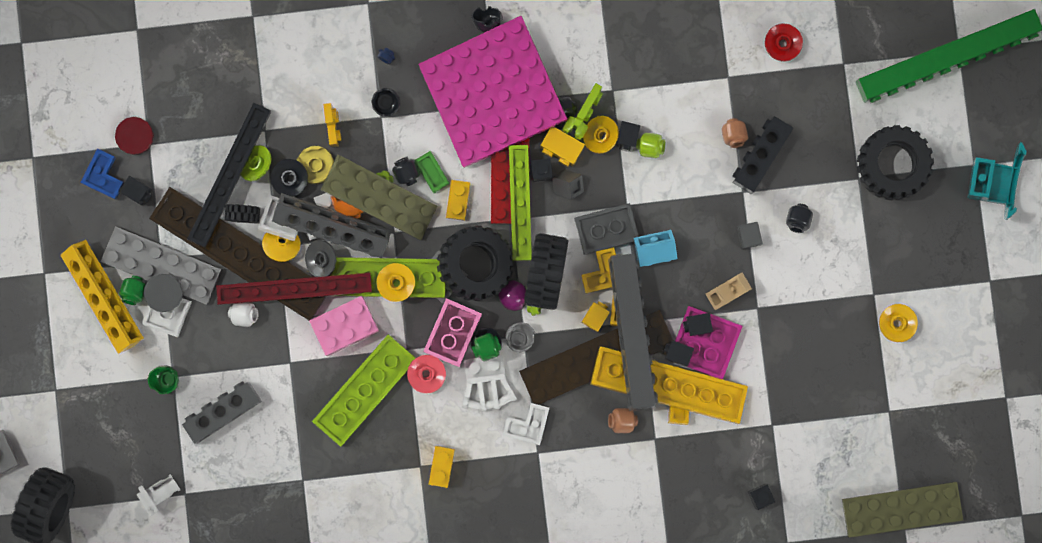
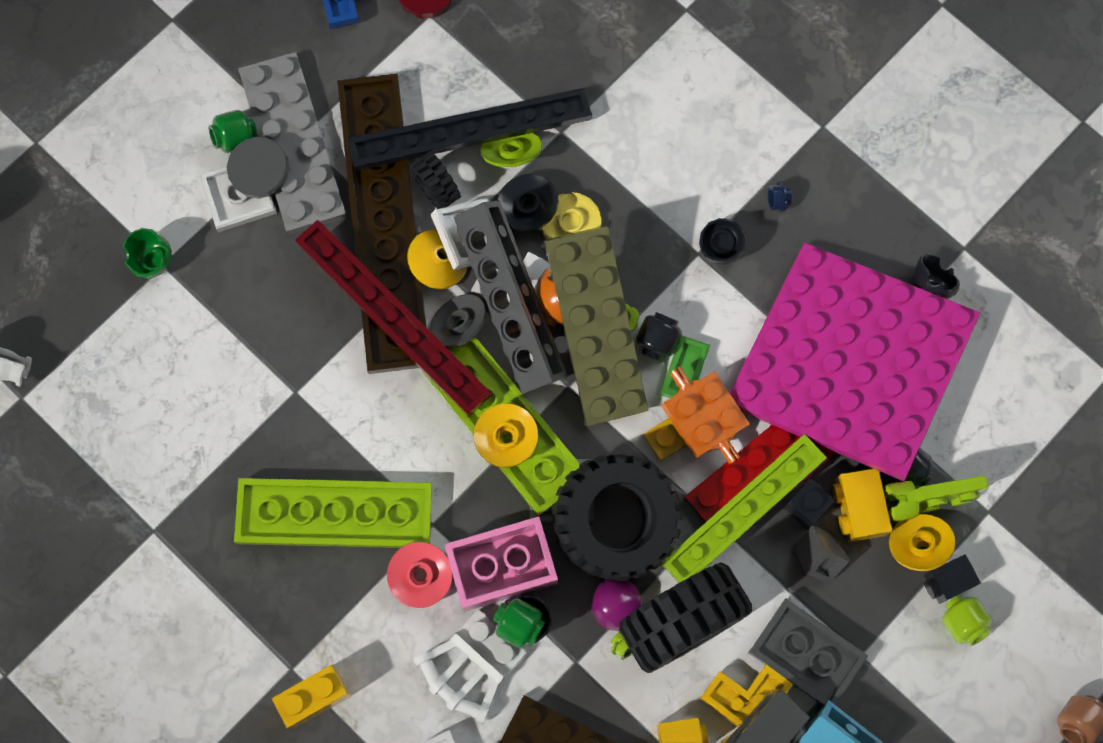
camera: 50 degrees right, 10 degrees down
(102, 296) = (194, 101): yellow brick -> none
(136, 191) = (359, 40): black brick -> none
(243, 314) = (309, 284): white head -> none
(249, 400) = (205, 378): dark grey brick -> none
(331, 117) = (644, 192): yellow plate -> none
(344, 326) = (396, 419): bright pink brick -> none
(461, 182) = (705, 415): none -> orange plate
(520, 337) = (569, 658): light grey hair -> none

